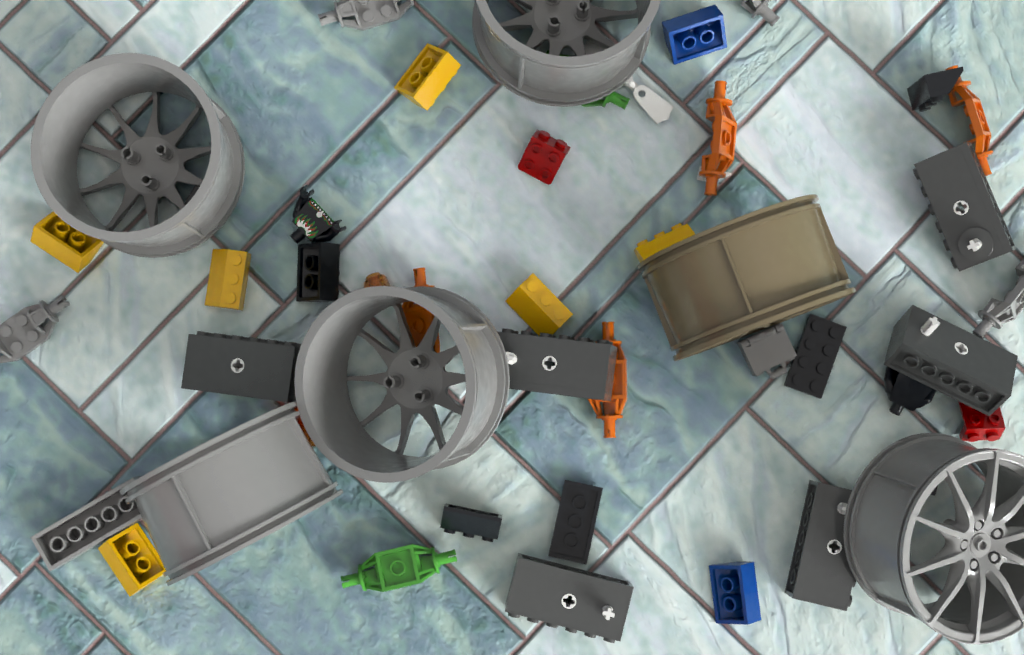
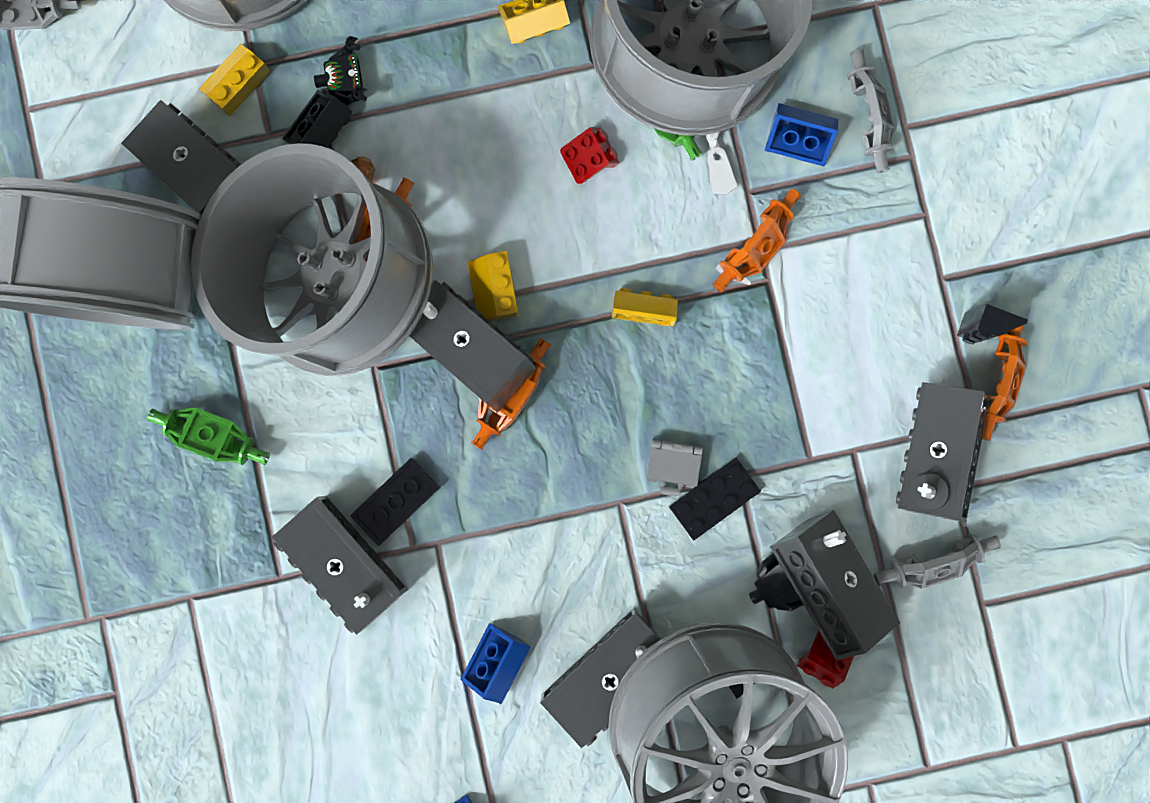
camera: 45 degrees right, 0 degrees up
(471, 522) = (300, 437): black slope -> none
(745, 276) = (690, 373): dark tan wheel -> none

